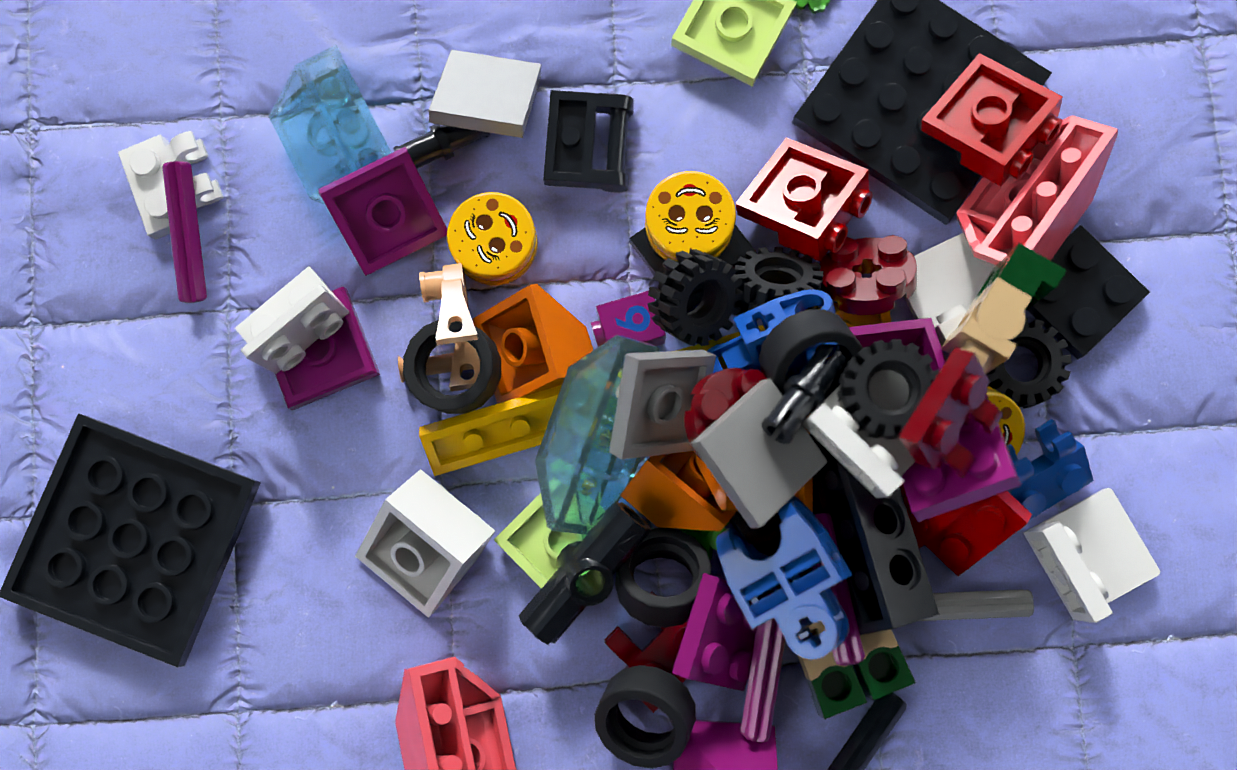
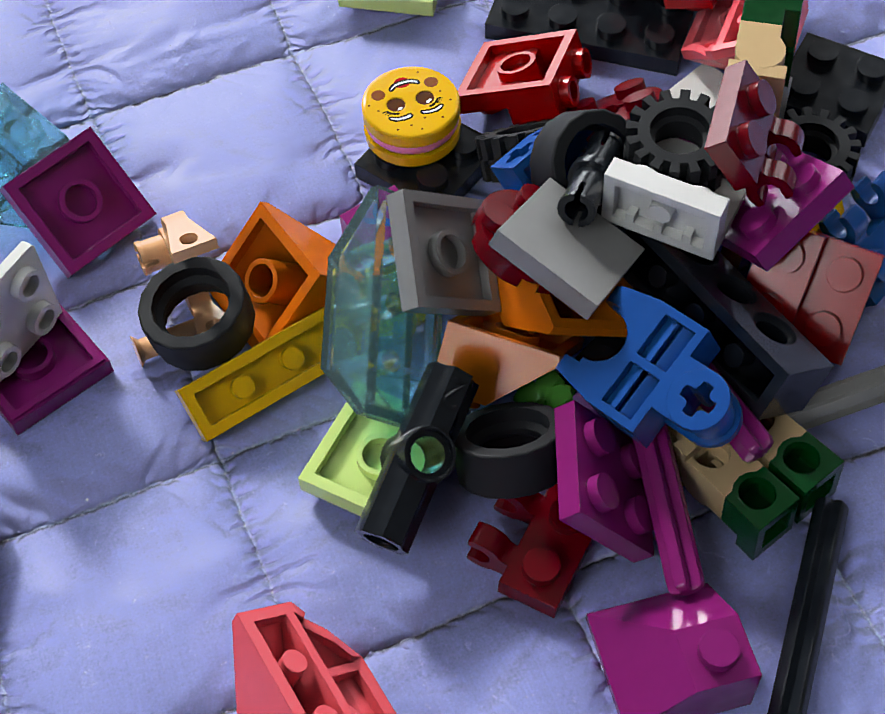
camera: 20 degrees left, 25 degrees down
(423, 542) = (213, 511): white slope -> none
(439, 143) = (127, 134): black pin -> none
(485, 93) = (159, 82): tile -> none
(492, 238) = (211, 192): yellow head -> none
(573, 137) = (265, 103): black plate -> none
(632, 743) = (537, 649): black tyre -> none
(675, 290) = (458, 146): black tyre -> none

